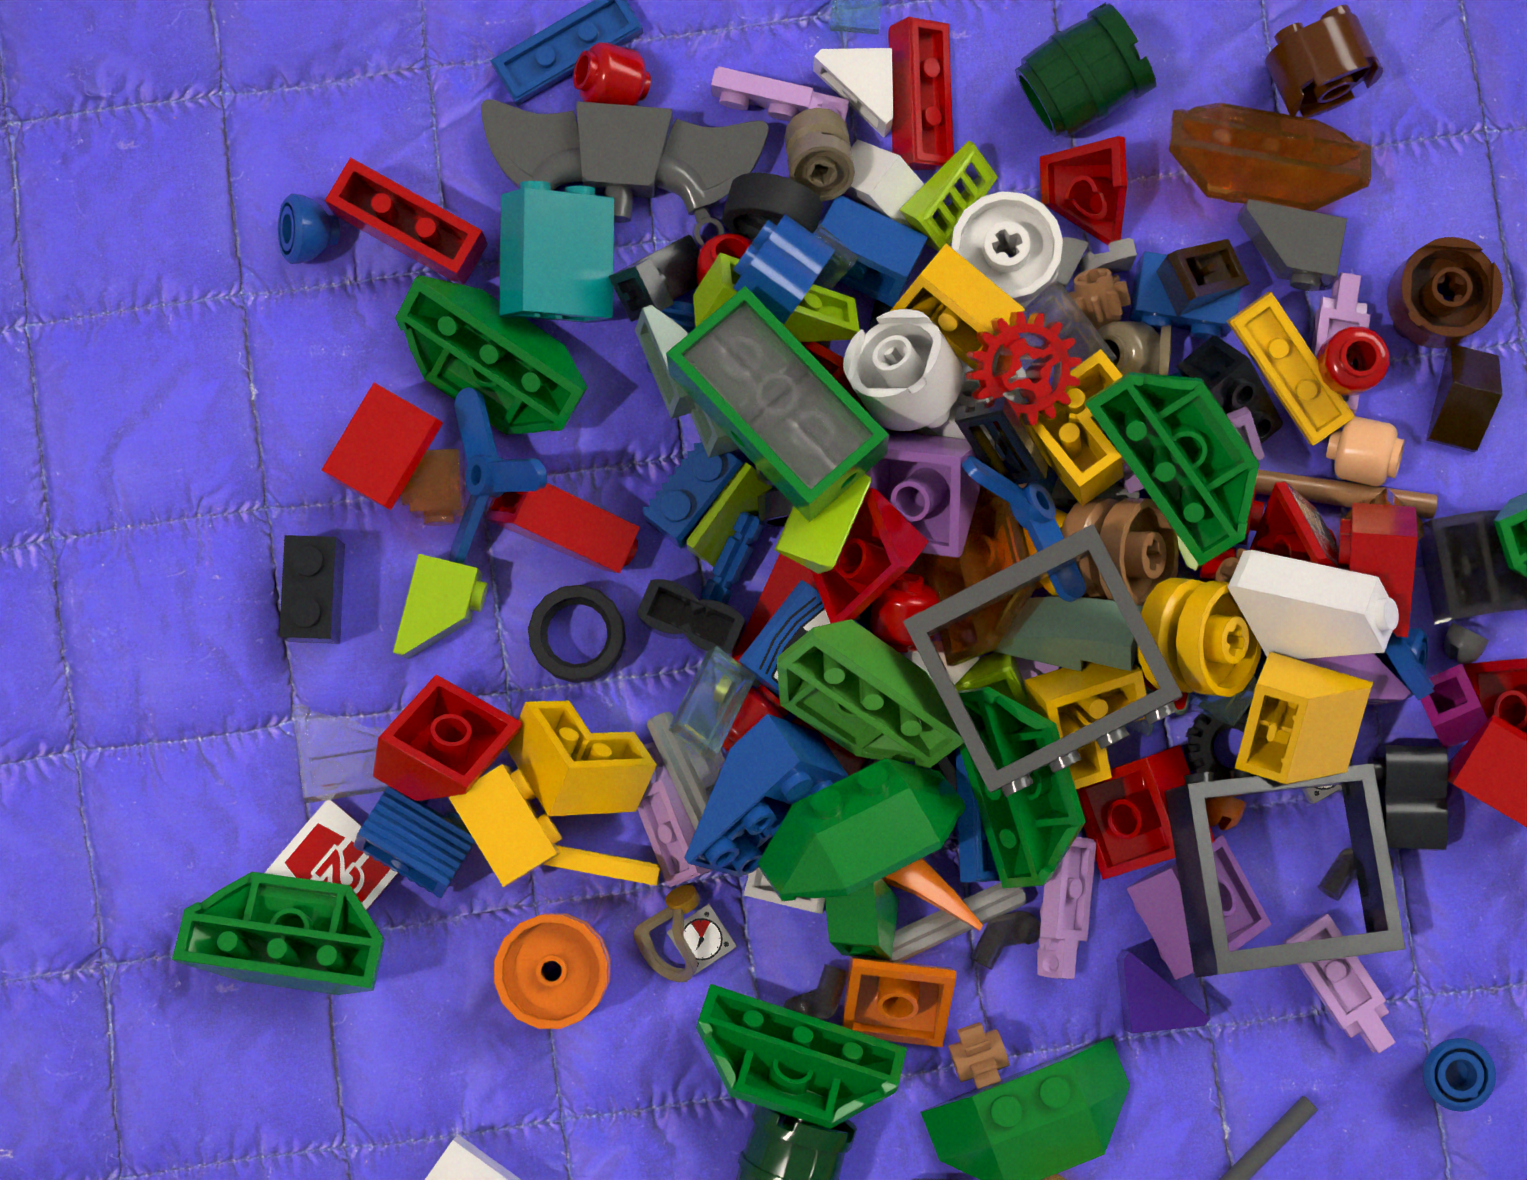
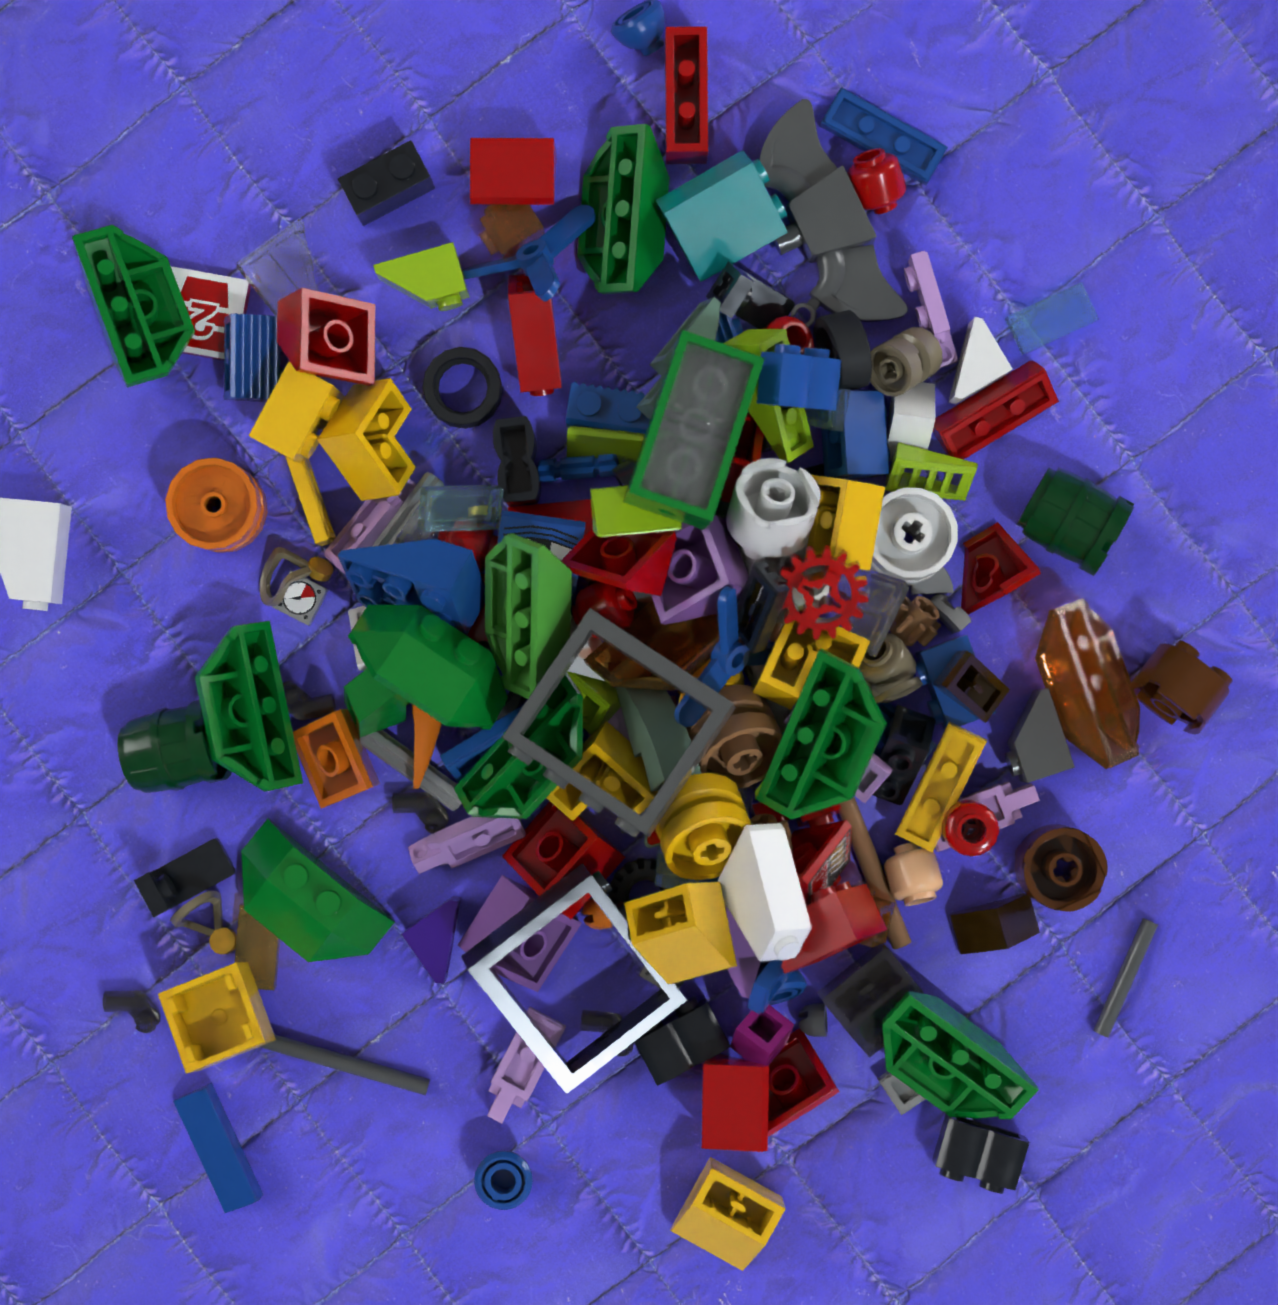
camera: 60 degrees right, 5 degrees up
(978, 1055) = (327, 836): medium nougat gear -> none

